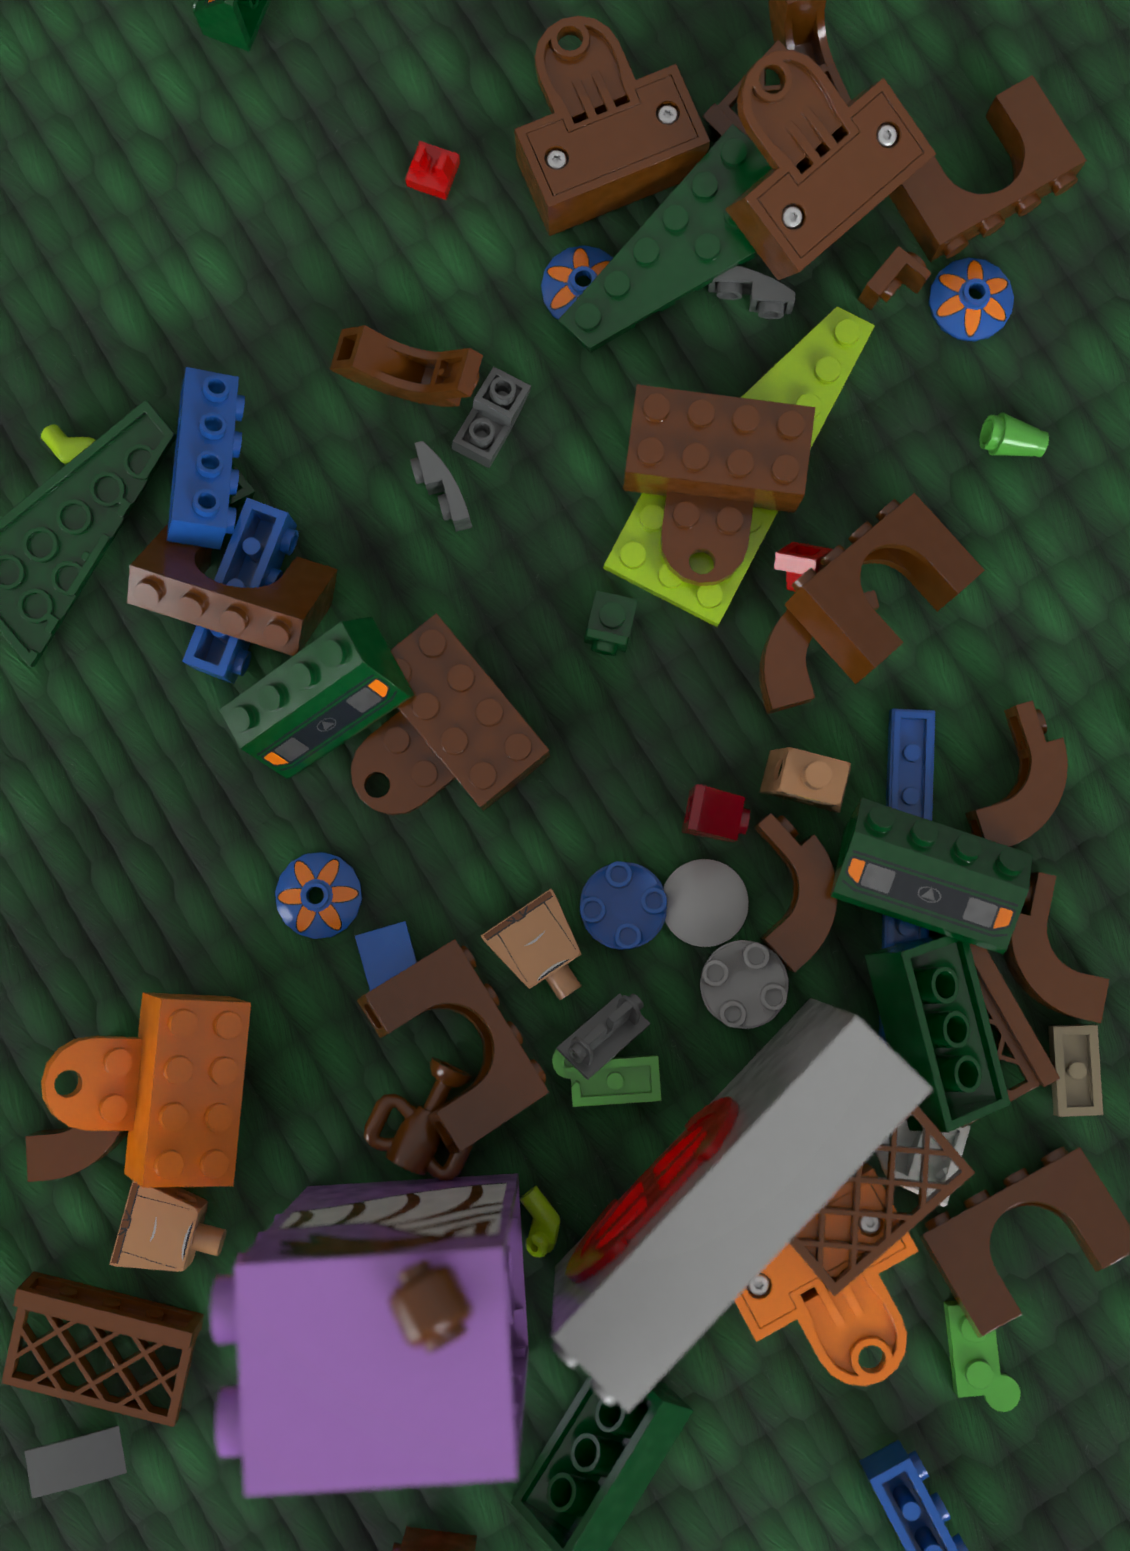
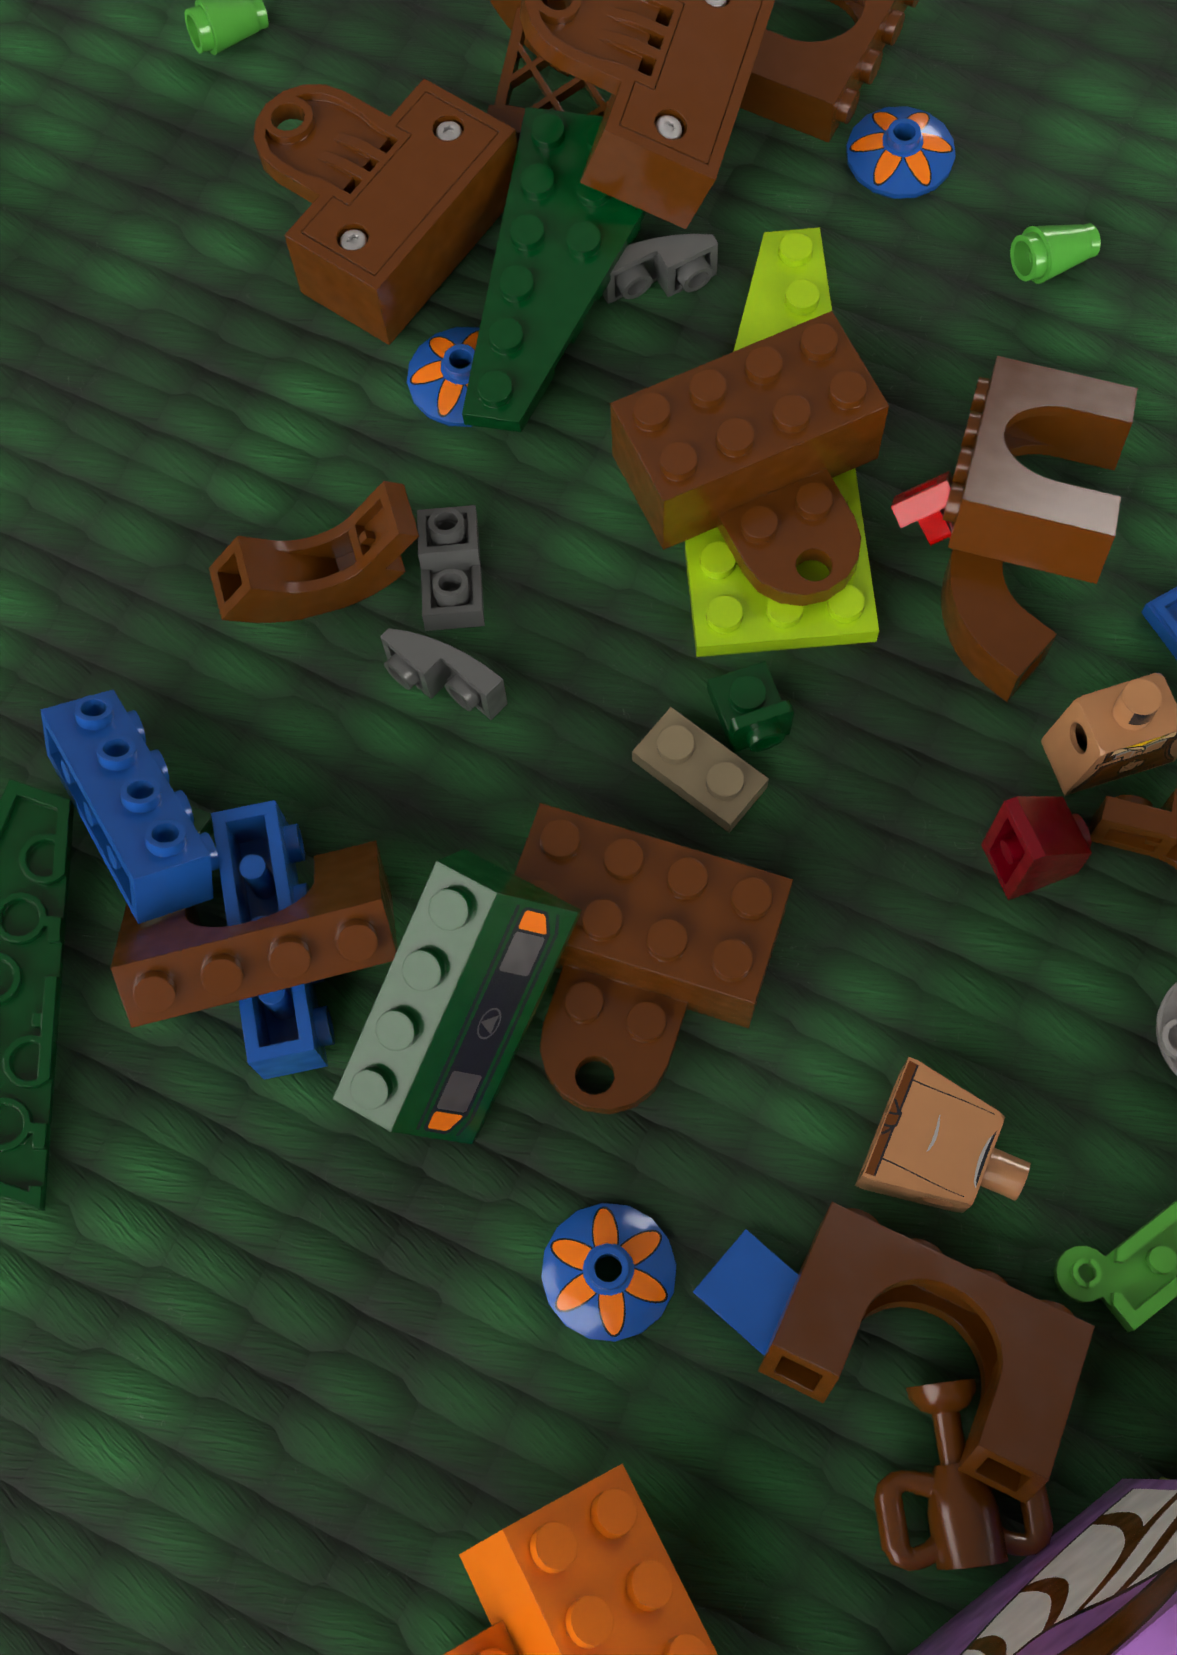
camera: 30 degrees left, 15 degrees down
(432, 170) = (208, 353): red tile -> none
(556, 641) = (700, 769): none -> dark tan plate
(604, 1034) = (1106, 1204): dark grey hinge -> none
(623, 905) = (1007, 1030): blue dish -> none
(705, 902) = (1101, 964): light grey dish -> none
(898, 269) = (809, 158): reddish brown bracket -> none

